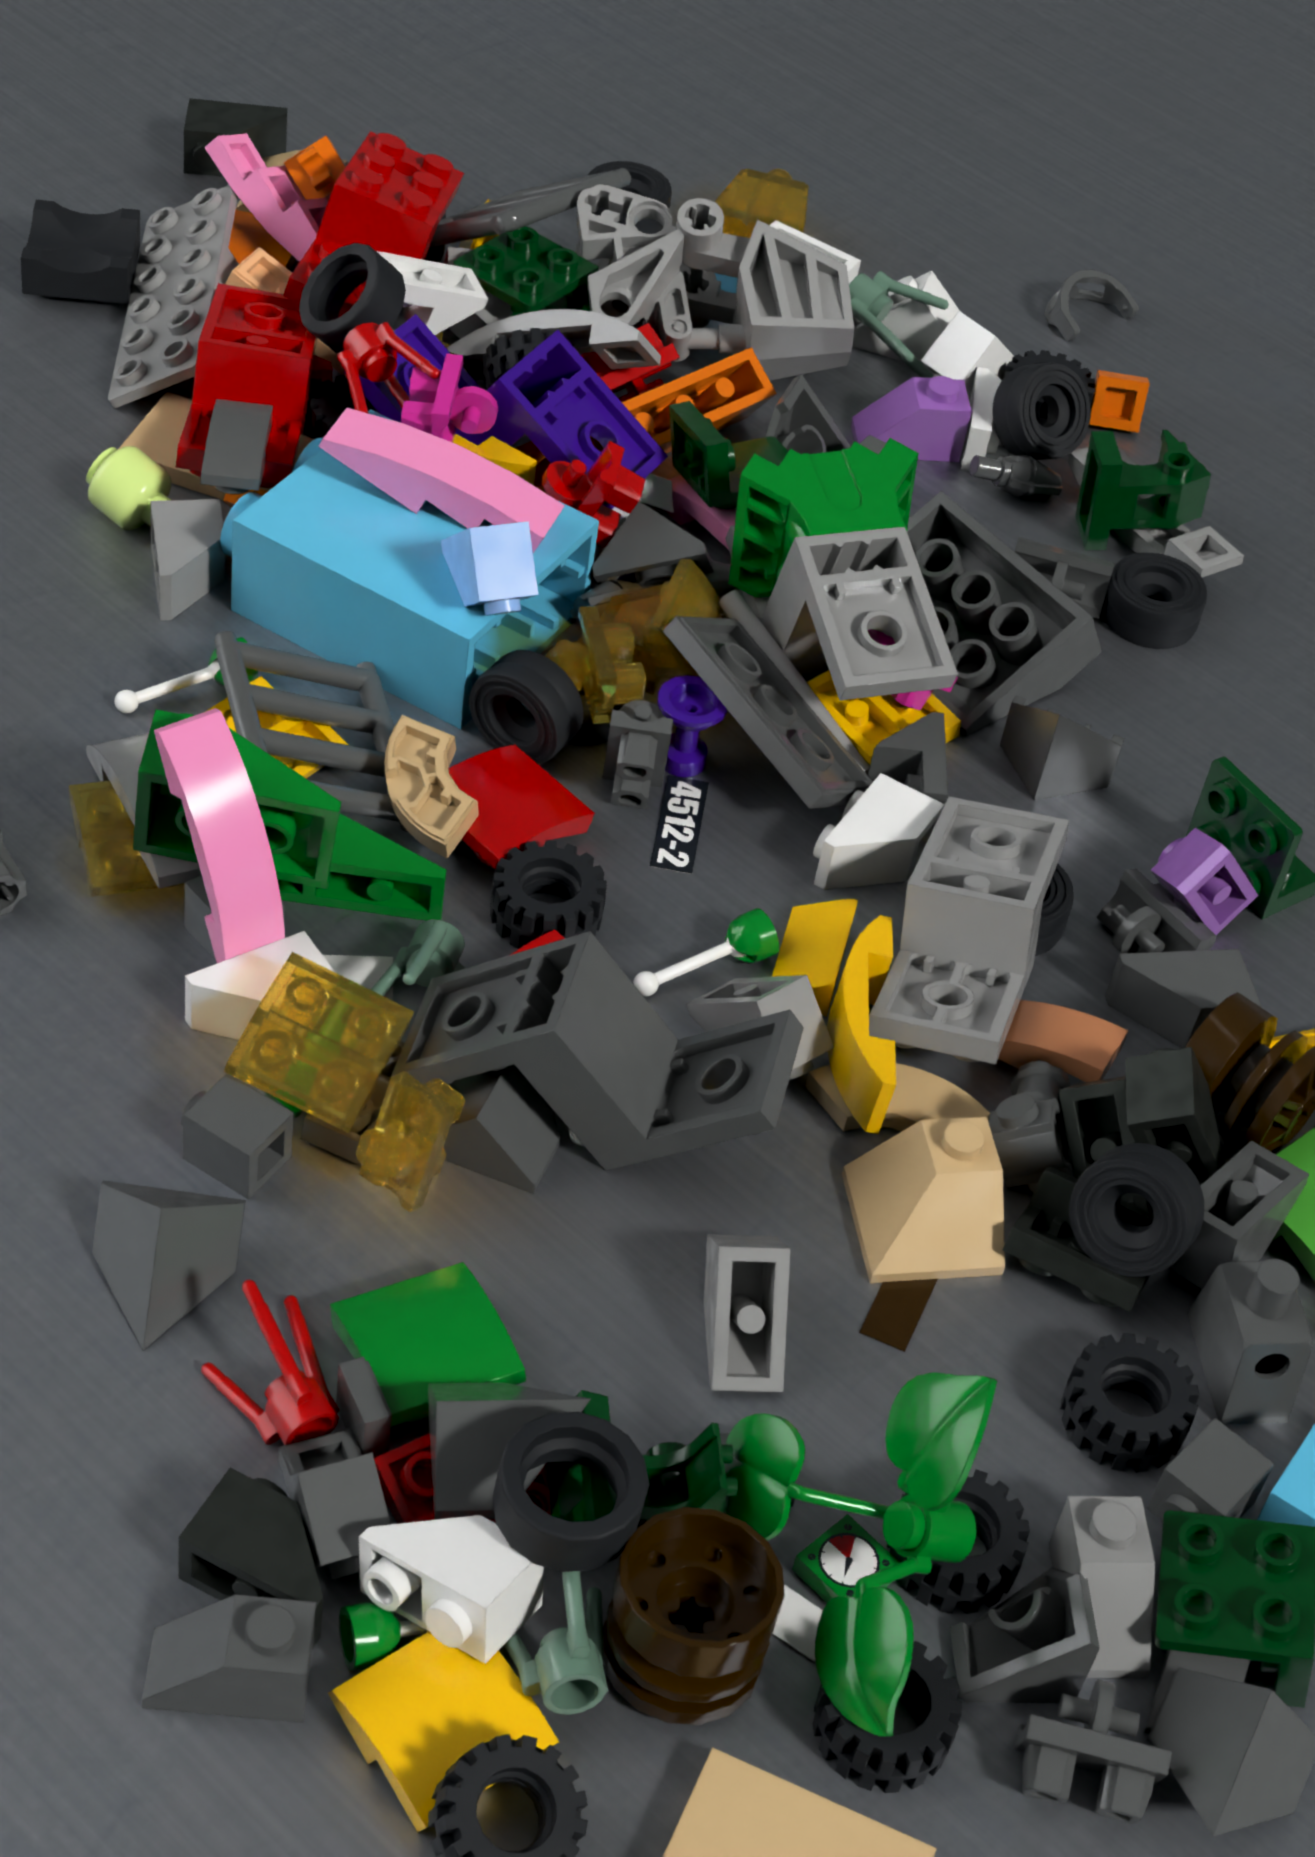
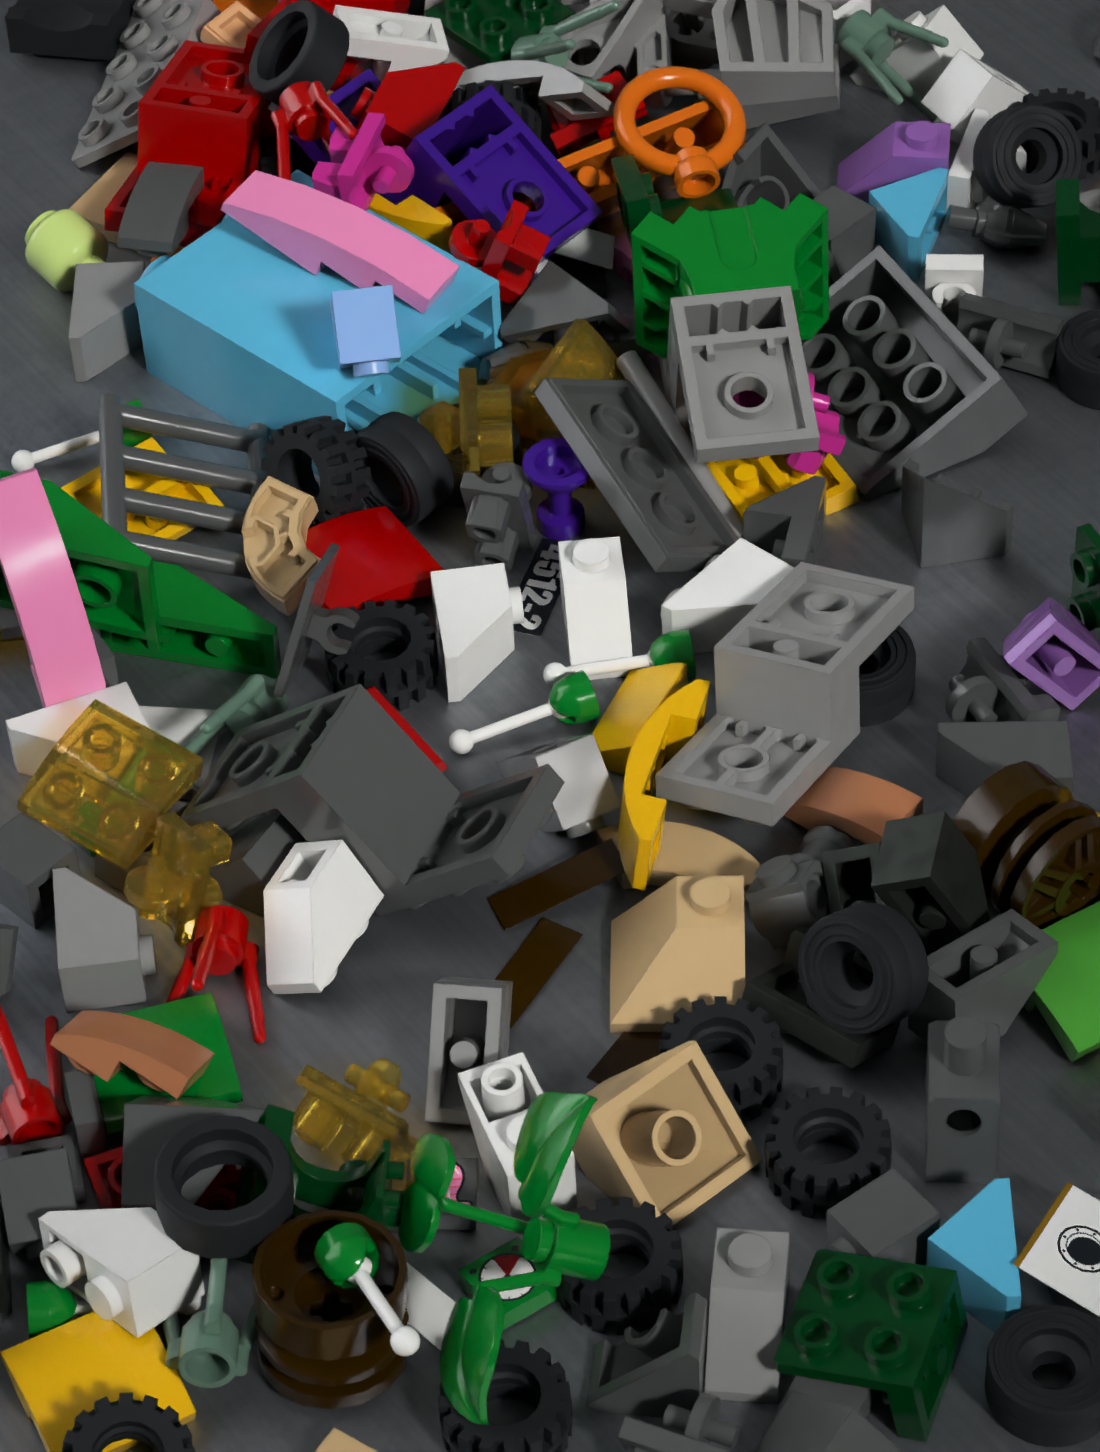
camera: 20 degrees right, 0 degrees up
(330, 1215) = (98, 946): none -> light grey slope
(386, 1327) = (109, 1041): none -> nougat slope
(458, 1215) = (216, 950): none -> red plant
(468, 691) = (335, 457): none -> black tyre
(475, 337) = (409, 100): none -> red slope
(490, 864) = (315, 622): none -> dark grey piece
(556, 1175) = (314, 915): none -> white slope
(584, 296) = (551, 49): none -> sand green plant
(637, 861) = (474, 623): none -> white slope
(678, 1406) = (333, 1104): none -> clear yellow hips
(720, 1565) = (350, 1261): none -> hinge
(743, 417) = (693, 167): none -> orange piece
(749, 843) = (595, 602): none -> white slope
(778, 1204) = (536, 963): none -> dark brown sticker
(796, 1123) = (557, 884): none -> dark brown sticker
(829, 885) = (666, 649): none -> hinge
(830, 1404) = (496, 1106): none -> white slope
(940, 461) = (910, 218): none -> medium azure slope
(972, 1342) = (664, 1134): none -> tan slope
(991, 1341) = (739, 1032): none -> black tyre
(1003, 518) = (951, 277): none -> white tile

